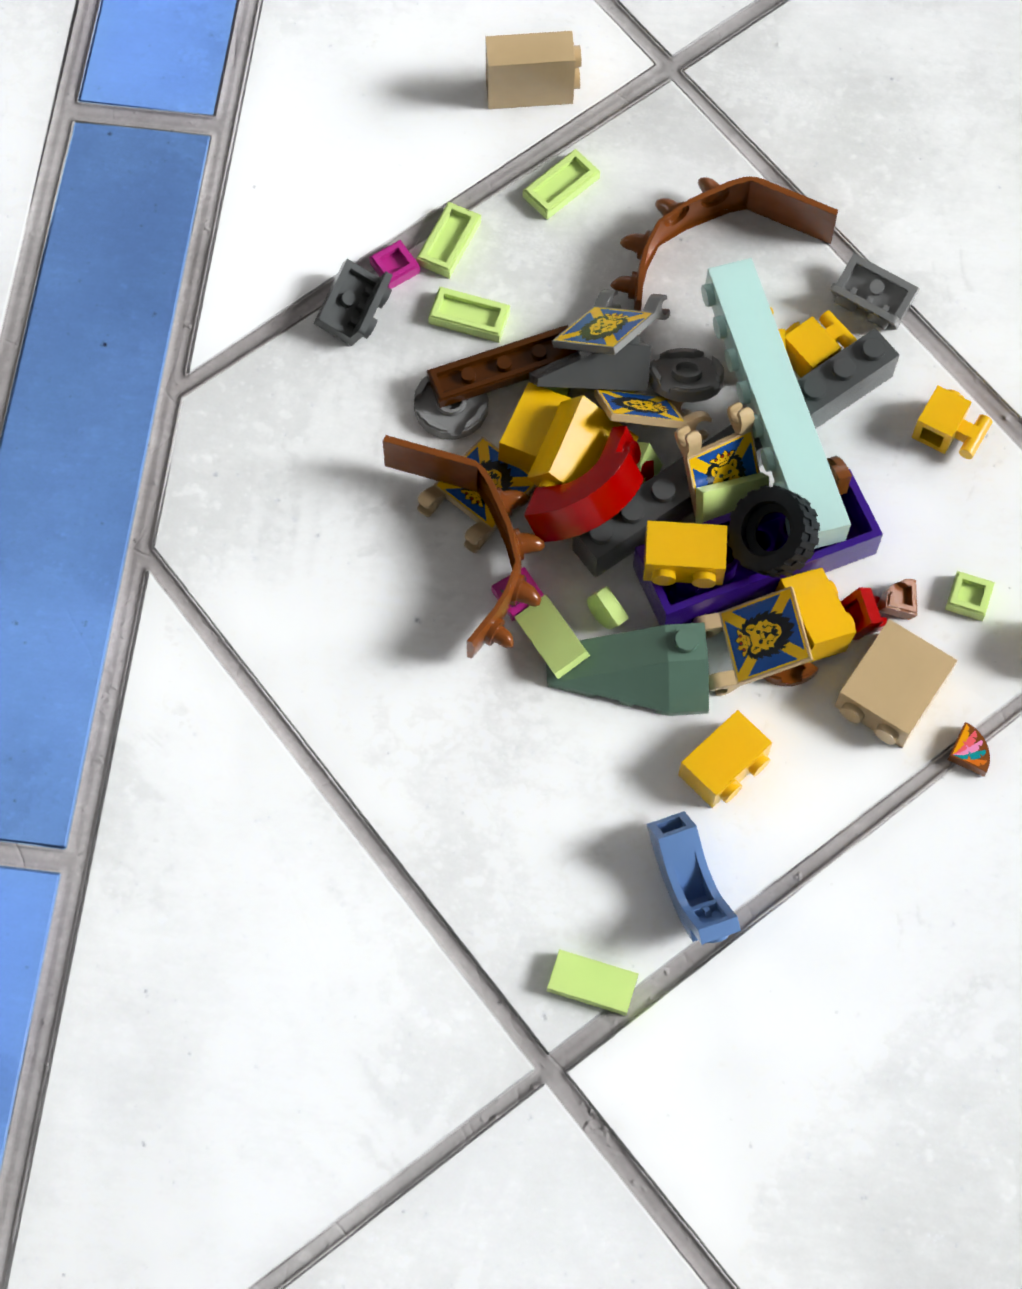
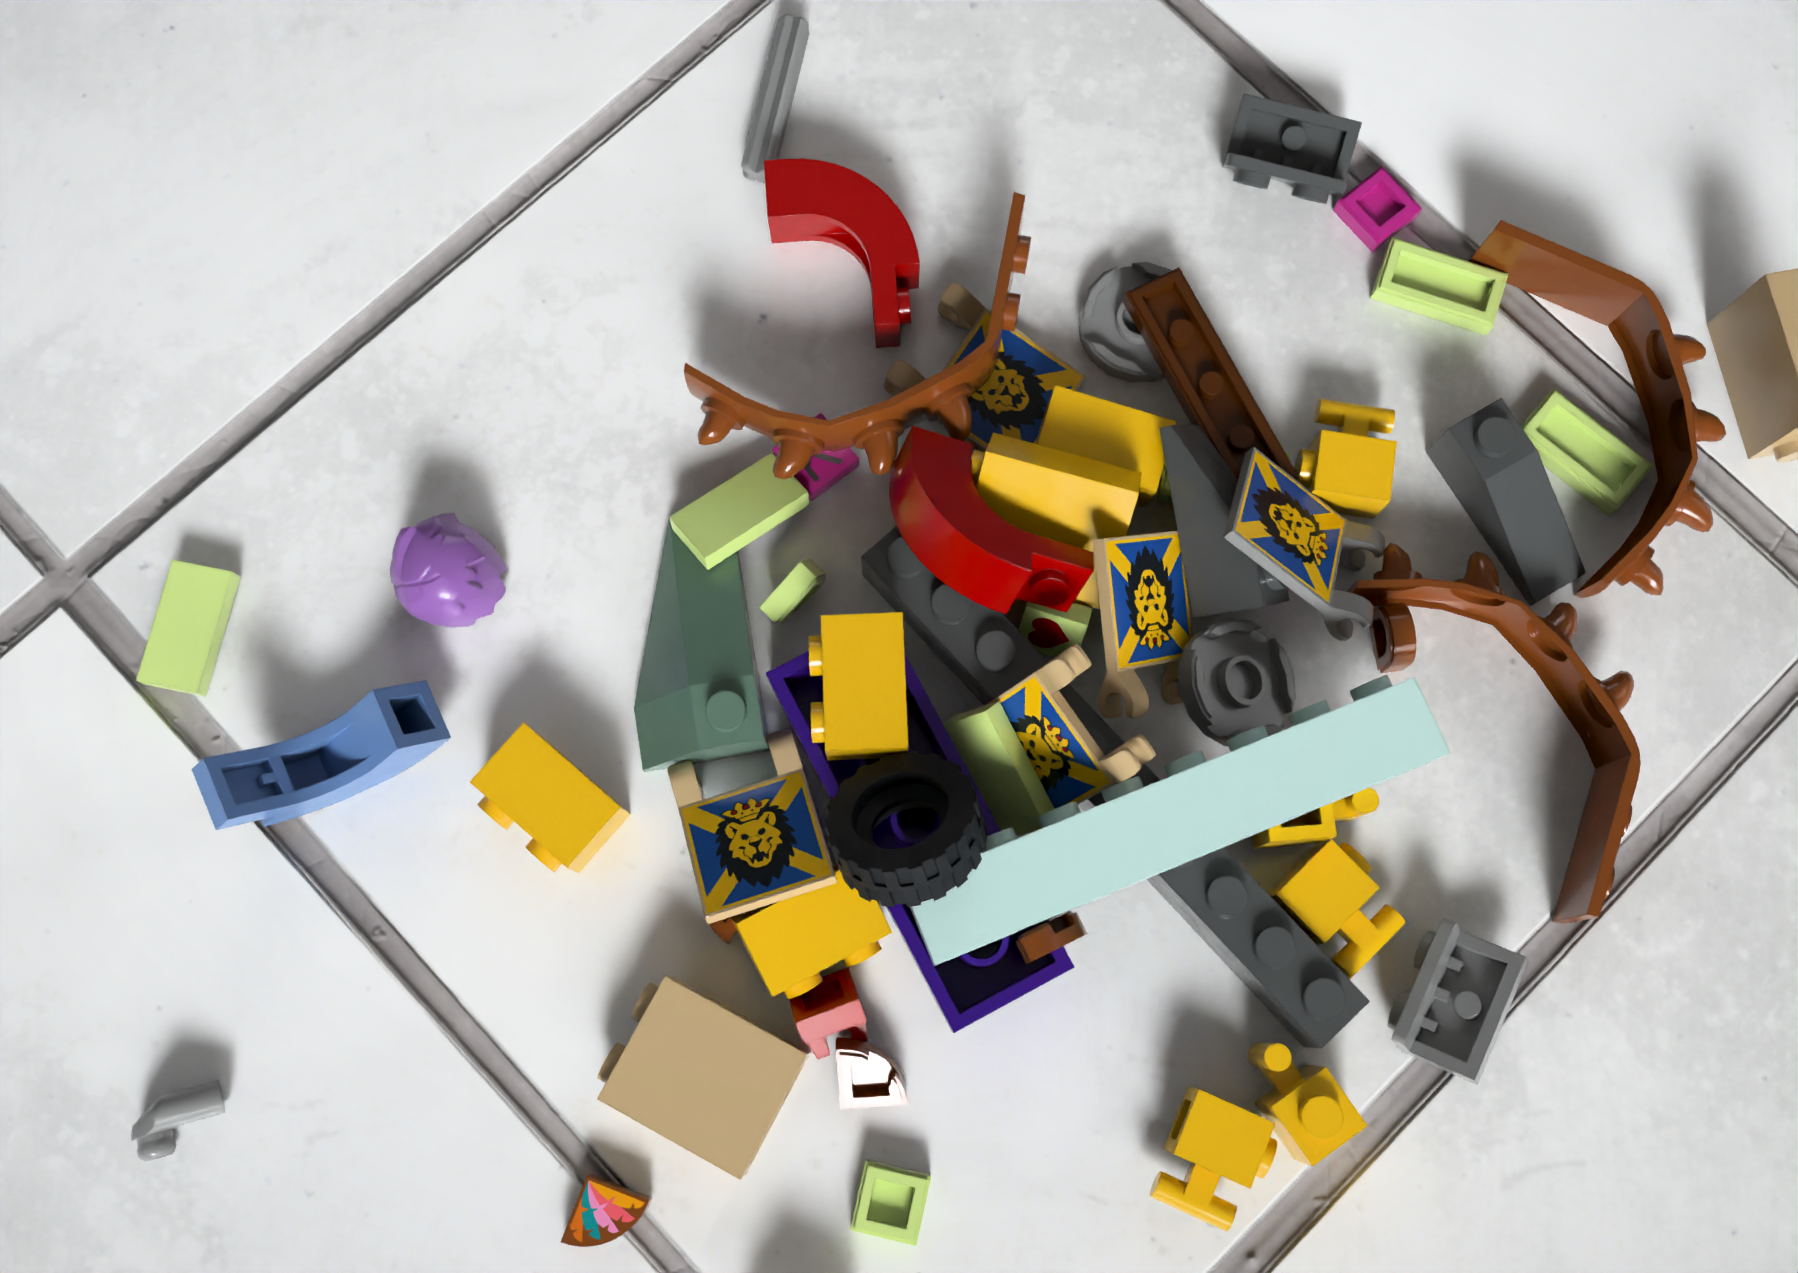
camera: 85 degrees right, 10 degrees up
(268, 595) = (775, 95): none -> light grey axle
(369, 547) = (846, 209): none -> red arch
(469, 314) = (1305, 332): yellowish green tile -> none
(537, 134) = (1657, 371): none -> dark orange piece
(560, 302) = (1347, 466): none -> yellow brick
(573, 815) = (446, 572): none -> medium lavender hair
(586, 223) = (1509, 499): none -> dark grey slope
(666, 286) = (1393, 637): none -> dark orange tile
(901, 991) = (170, 1111): none -> light grey arm
(924, 371) = (1305, 1104): none -> yellow brick

